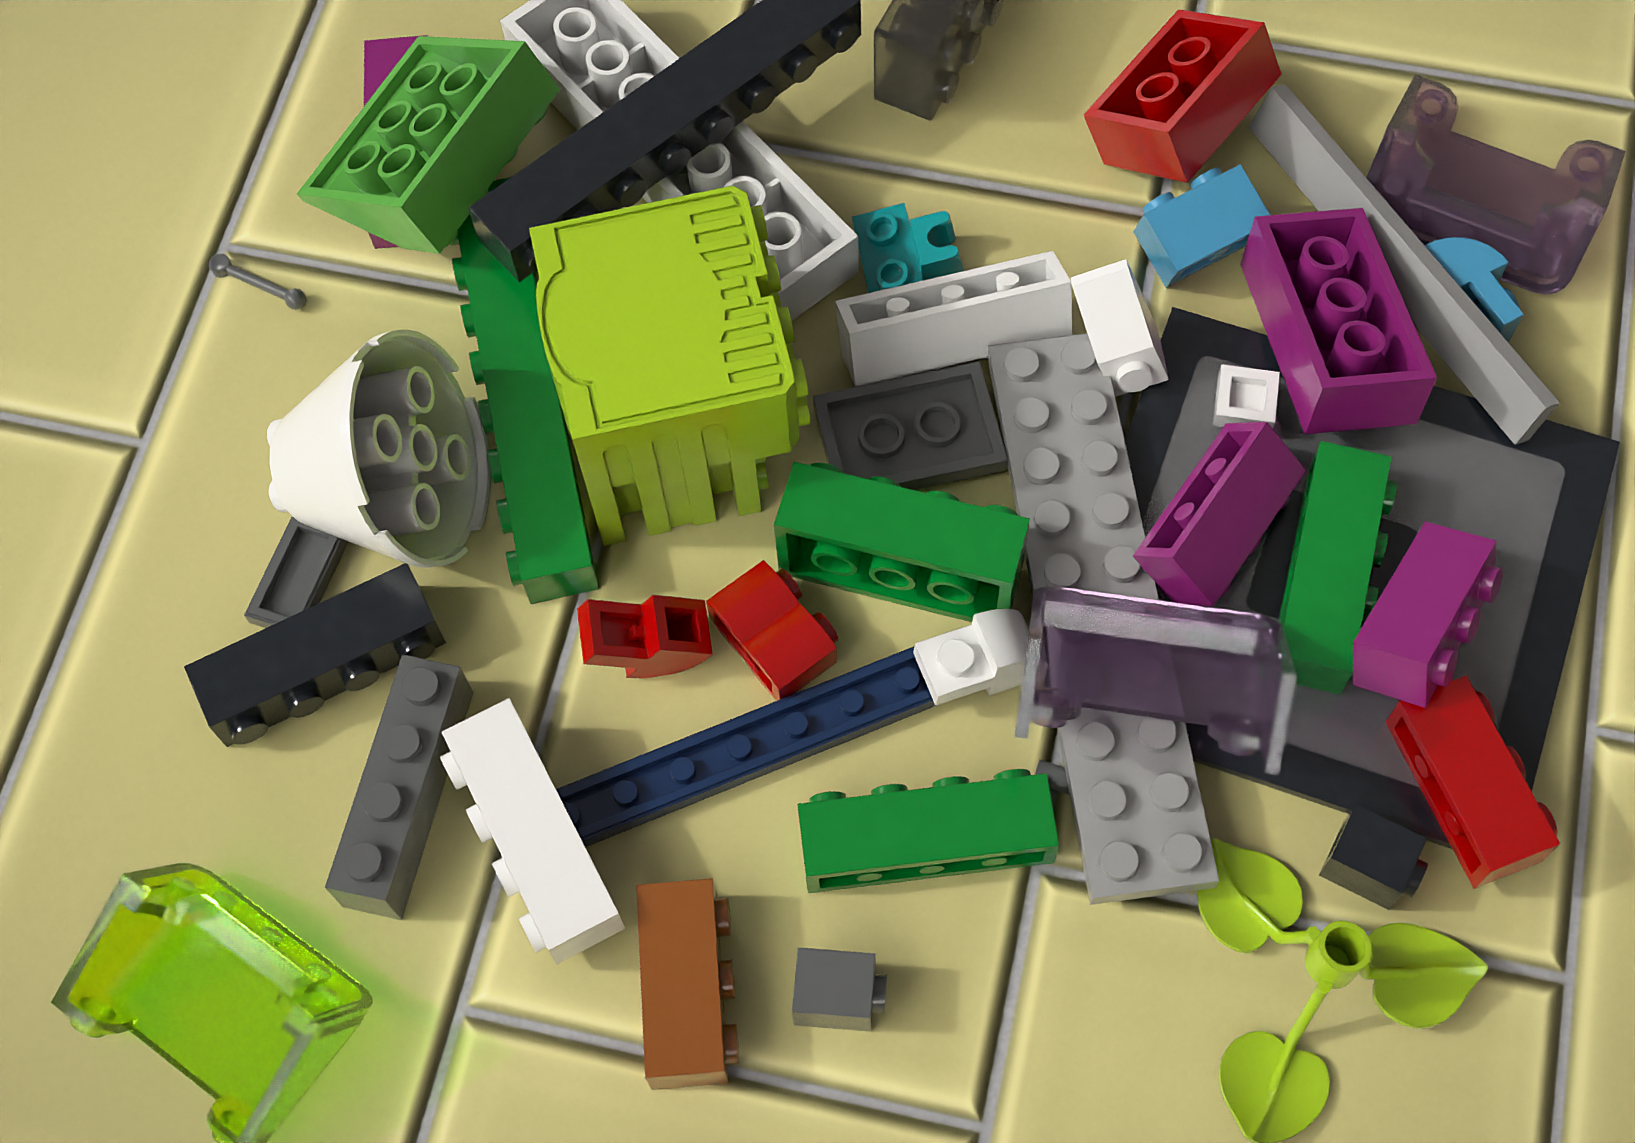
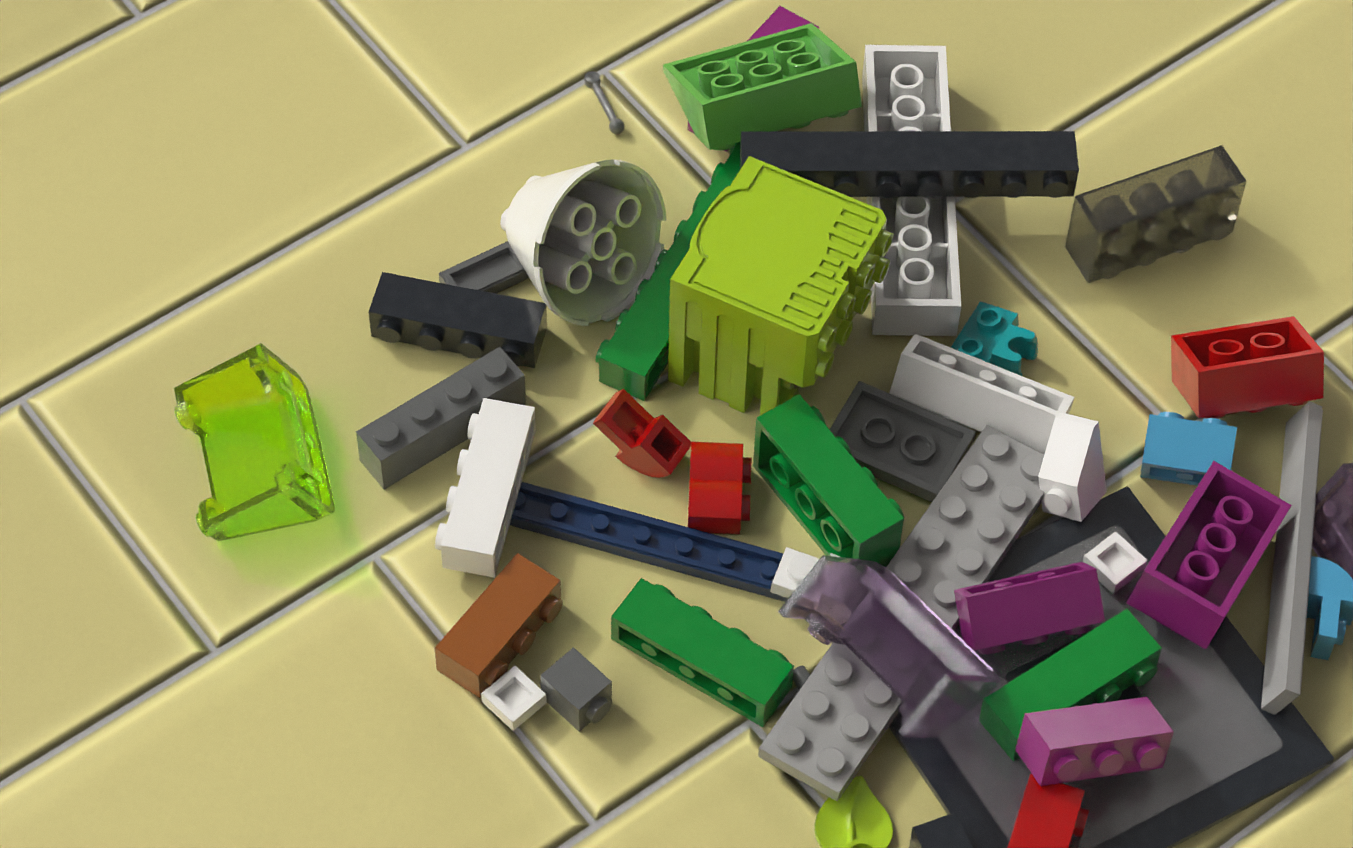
camera: 35 degrees right, 10 degrees down
(774, 1056) = (514, 698): none -> white plate

